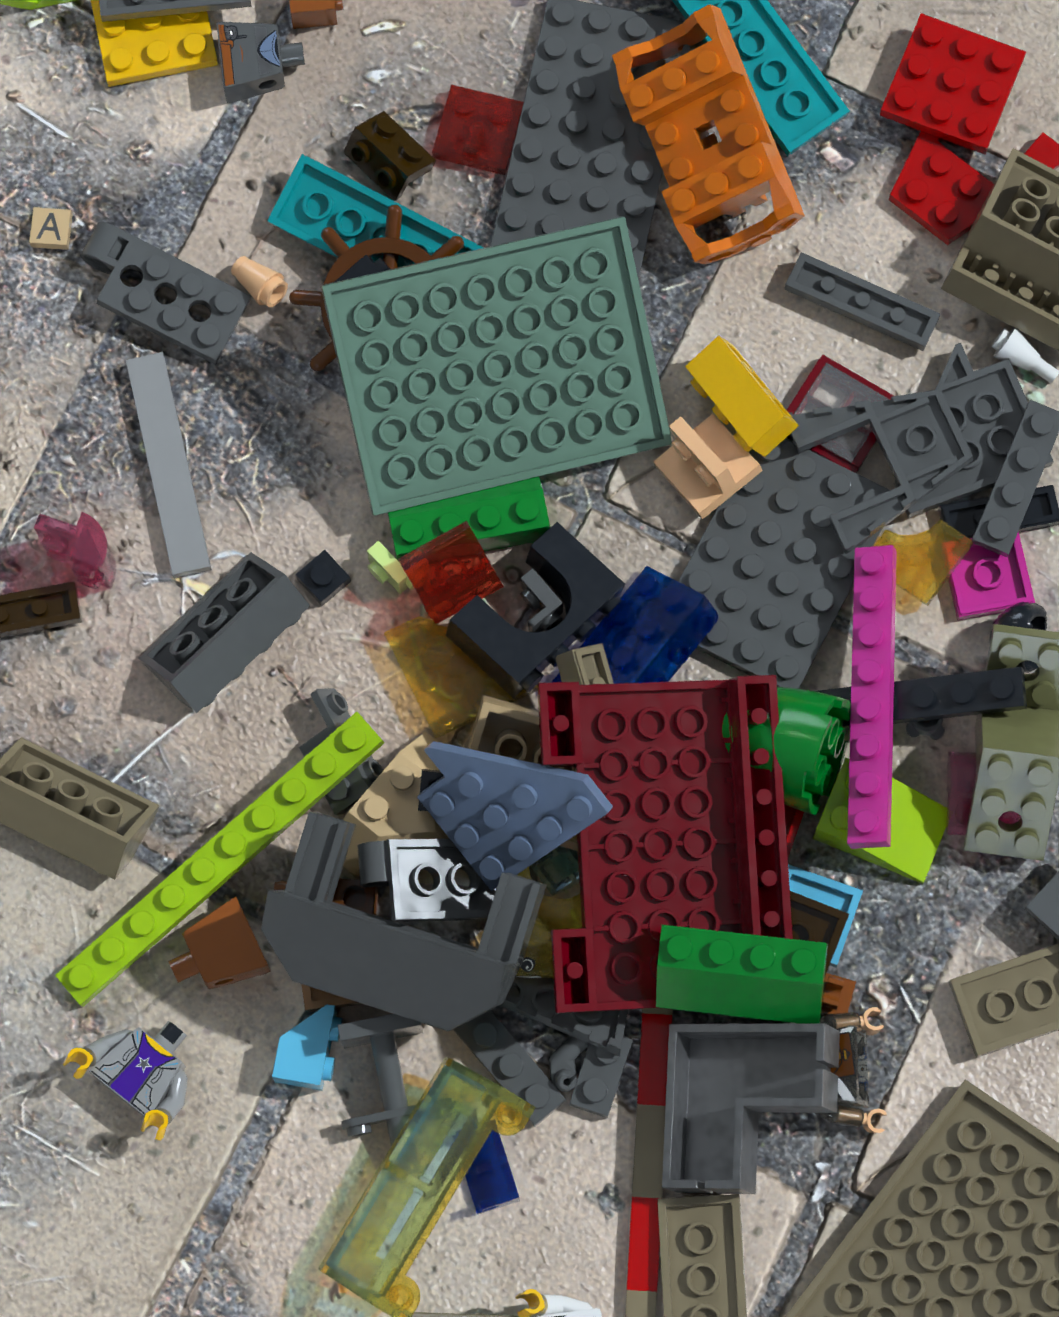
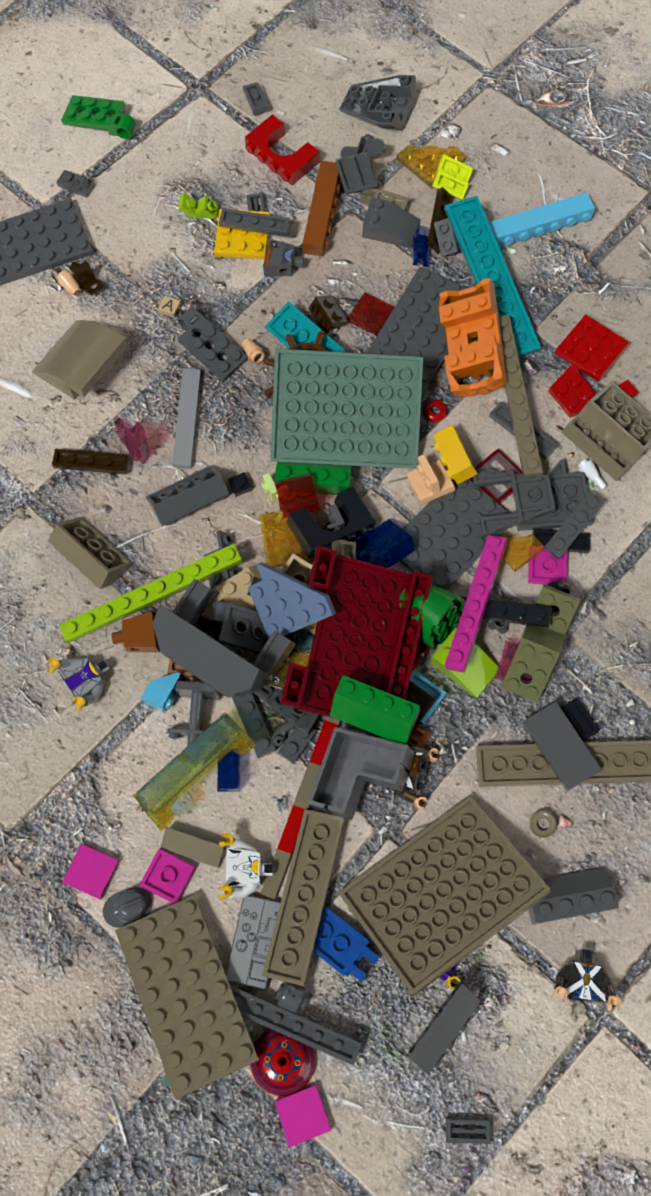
camera: 15 degrees right, 5 degrees down
(672, 323) = (435, 417): none -> red piece
(839, 250) = (518, 404): none -> dark tan plate

